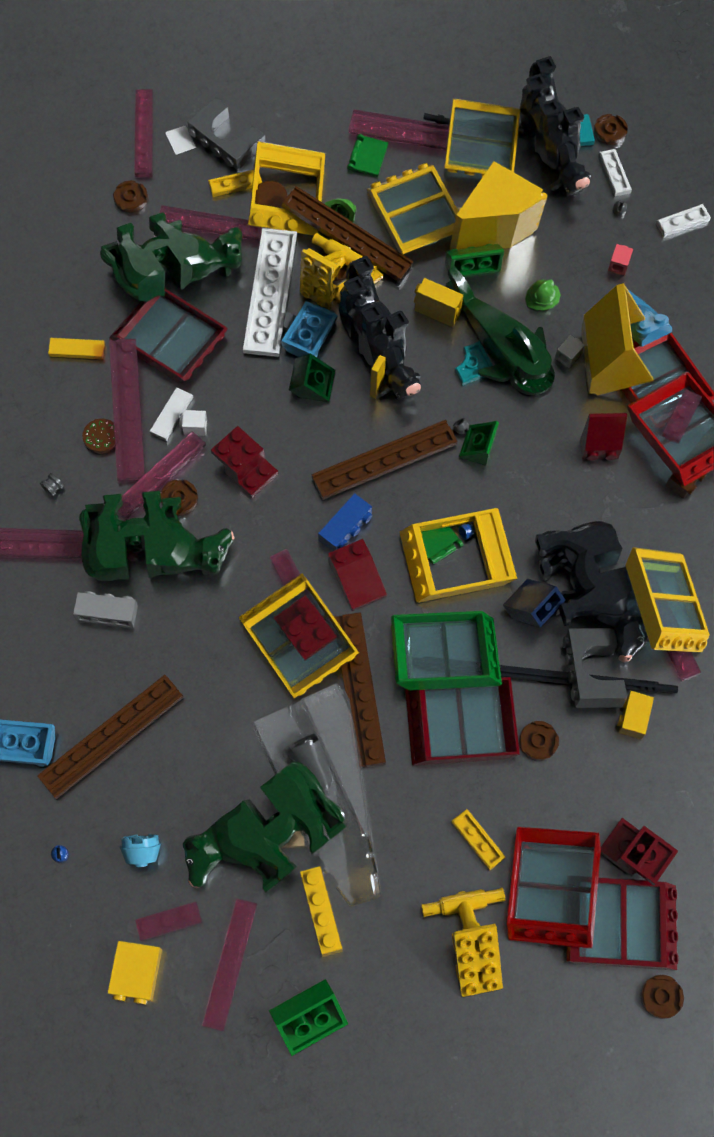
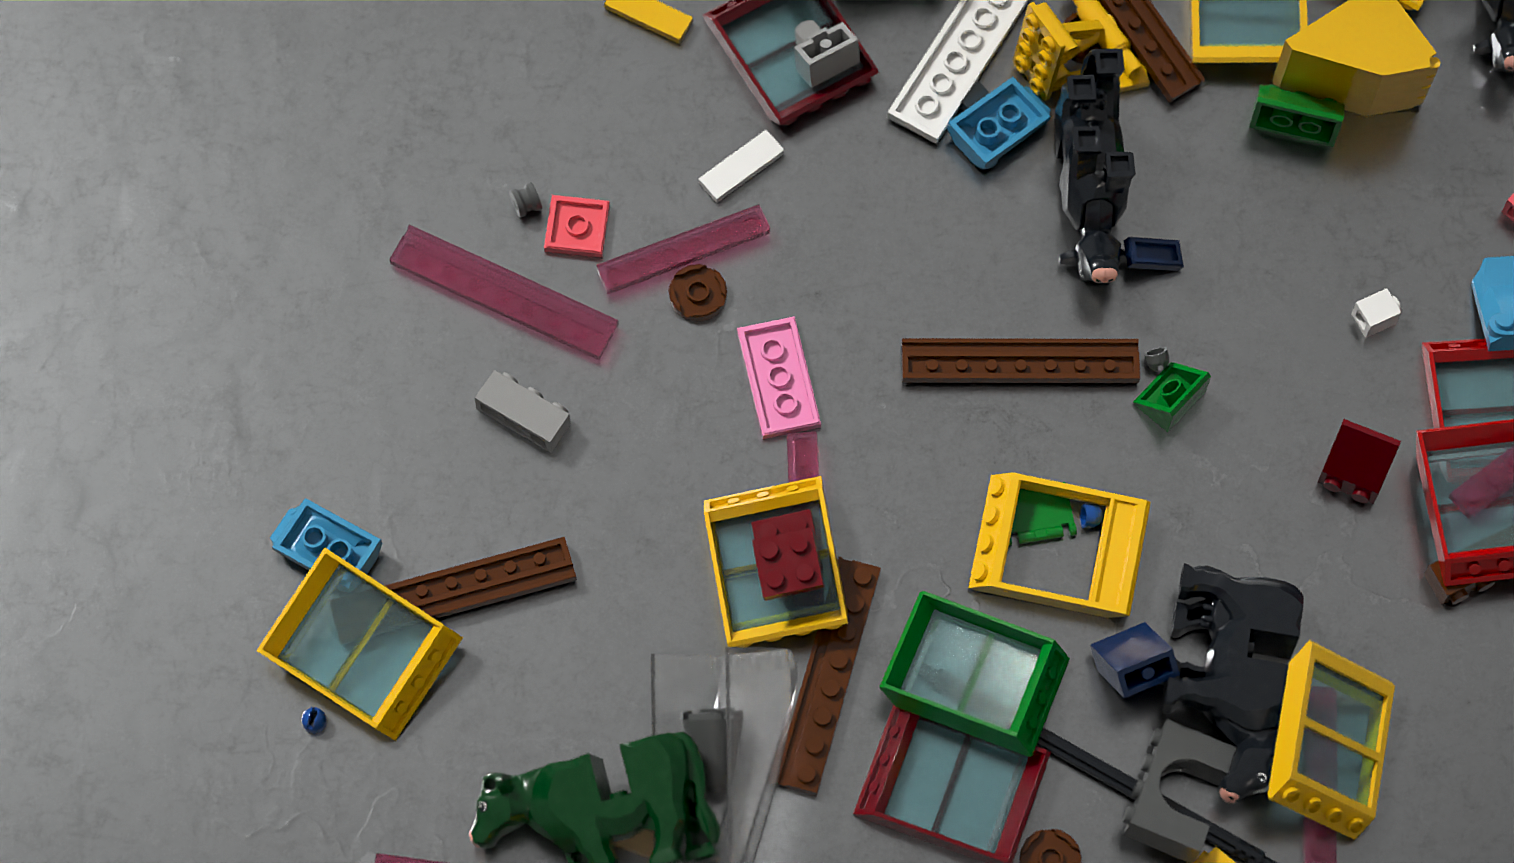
camera: 25 degrees right, 0 degrees up
(67, 794) = (359, 644): none -> clear light blue window
(88, 487) = (577, 226): none -> coral tile
(99, 436) = (626, 157): reddish brown tile -> none
(126, 409) = (679, 133): clear pink plate -> none
(140, 849) = (424, 761): medium azure cone -> none
(166, 542) = (646, 351): dark green animal -> none
(191, 328) = (824, 51): none -> light grey brick
(193, 421) = (767, 191): white brick -> none
(244, 461) = (813, 280): dark red bracket -> none
(249, 527) = (778, 377): none -> bright pink tile
(312, 378) = (969, 197): dark green slope -> none
(345, 523) = (918, 431): blue brick -> none
(356, 574) = (900, 511): dark red slope -> none
(377, 376) = (1063, 234): yellow tile -> none
(431, 368) = (1153, 253): none -> dark blue tile
(438, 302) = (1210, 158): yellow brick -> none
(475, 359) = (1224, 275): teal tile -> none
(513, 348) = (1290, 273): dark green animal -> none
(542, 295) = (1379, 211): bright green piece -> none
(608, 343) = (1418, 355): yellow windscreen -> none

